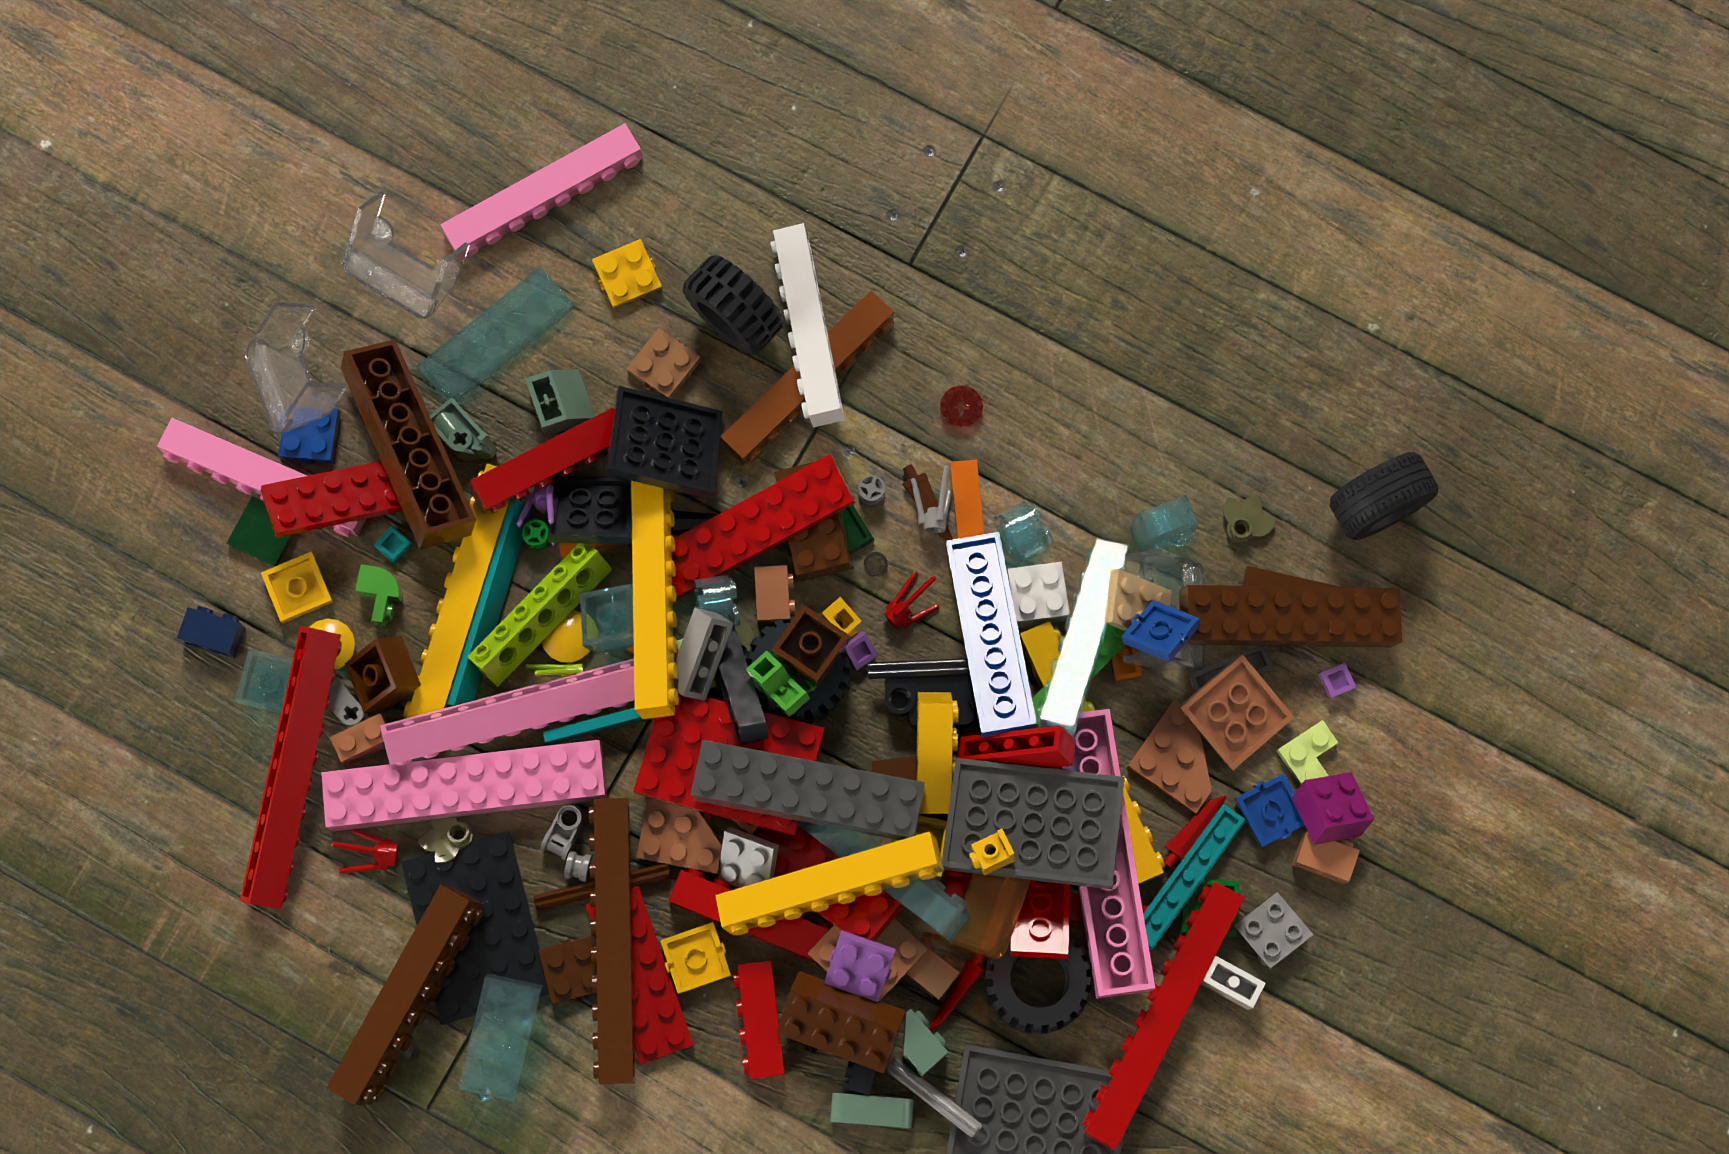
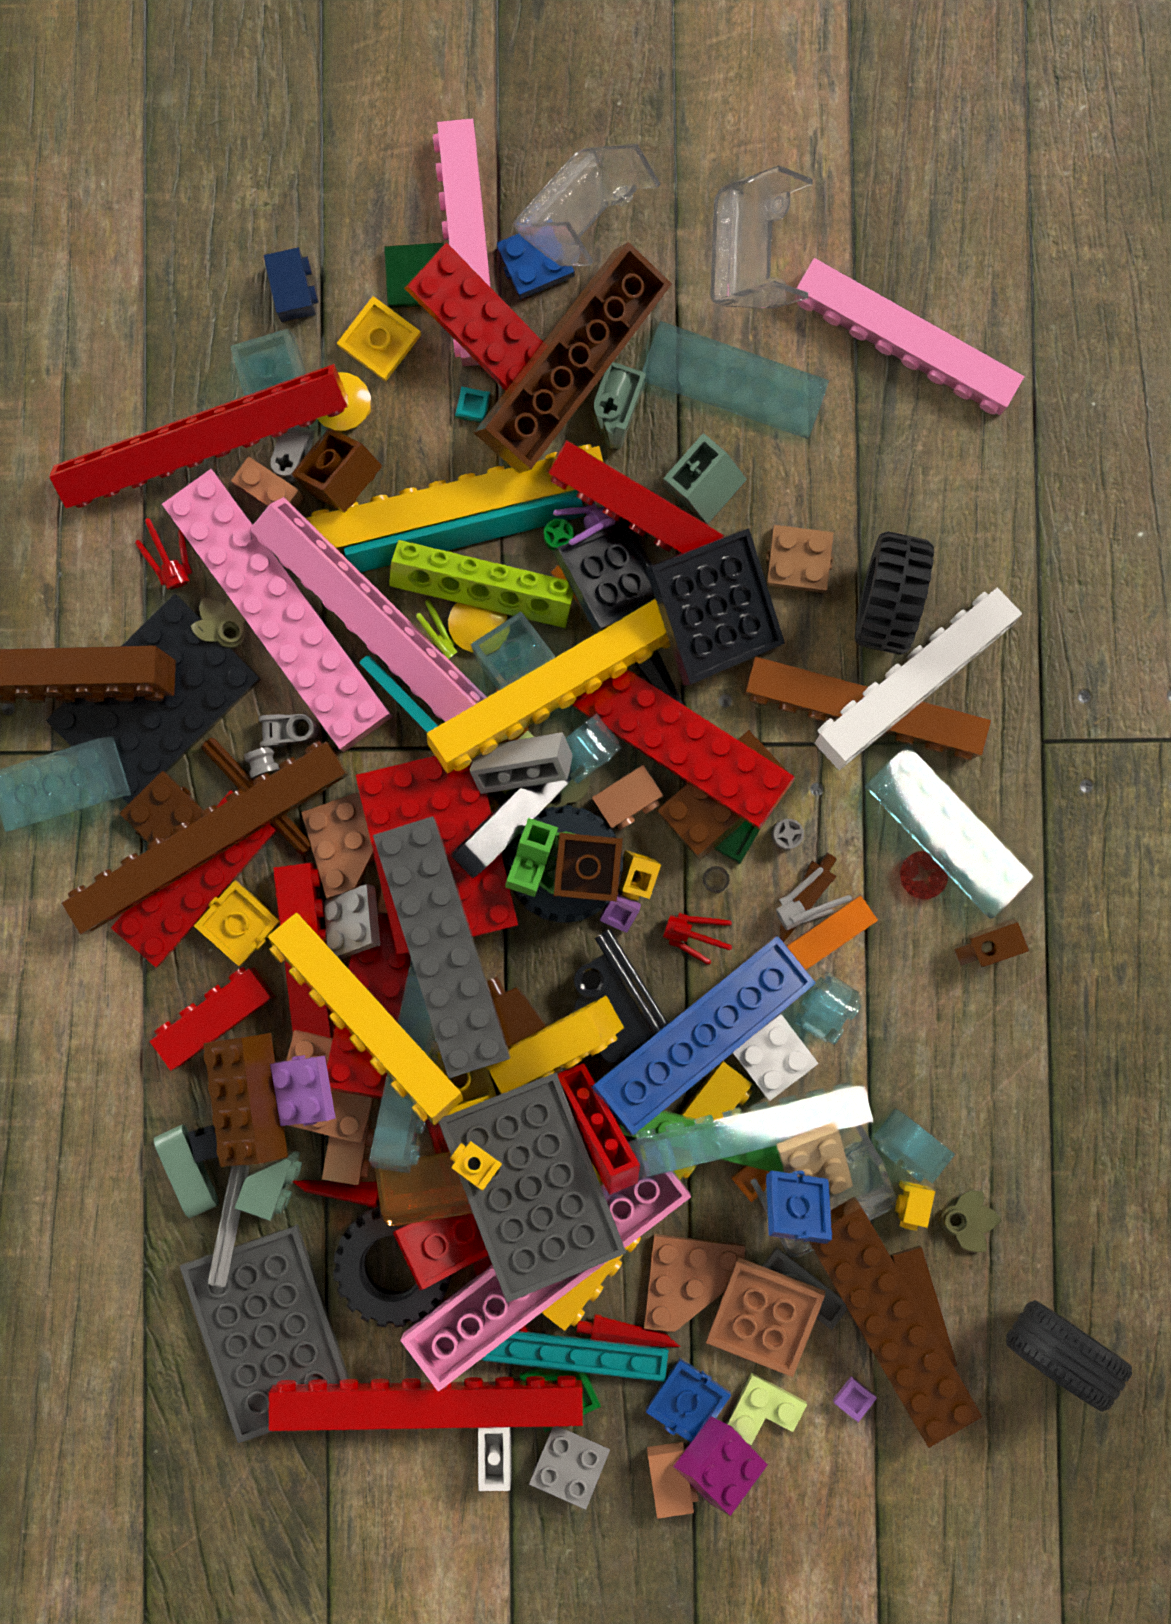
camera: 65 degrees right, 10 degrees up
(382, 586) = (425, 420): bright green brick -> none
(627, 273) = (871, 469): yellow plate -> none
(938, 369) = (949, 831): none -> clear light blue plate
(1045, 372) = (1007, 943): none -> reddish brown torso
(1211, 552) = (914, 1205): none -> yellow brick

